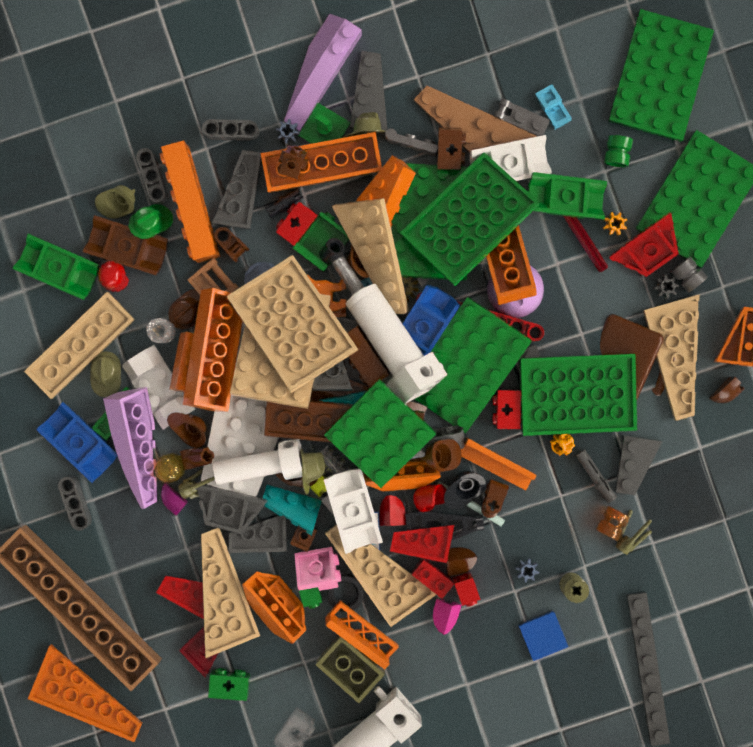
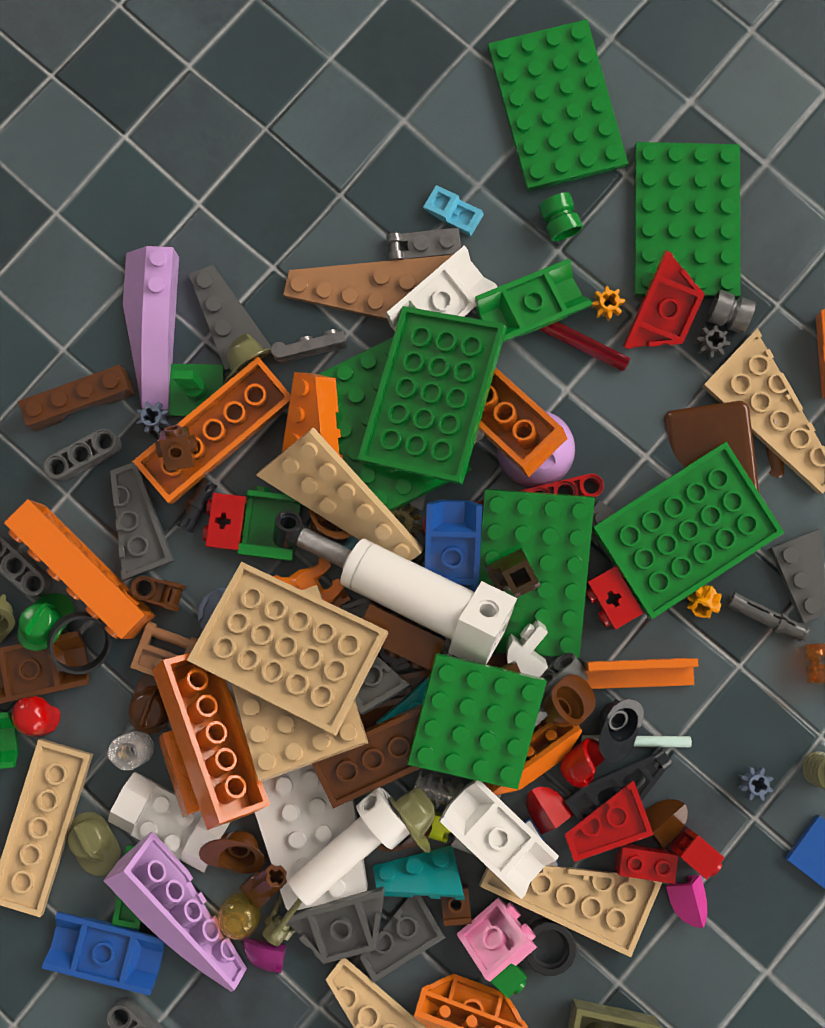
camera: 30 degrees left, 5 degrees down
(168, 265) = (85, 668): none -> black tyre
(237, 88) = (96, 389): none -> reddish brown arch
(356, 639) = (600, 1000): orange fence -> none
(433, 408) = (523, 650): none -> white brick
(446, 137) = (347, 316): reddish brown brick -> none
(454, 359) = (513, 574): none -> dark brown brick
(495, 496) = (661, 712): reddish brown piece -> none

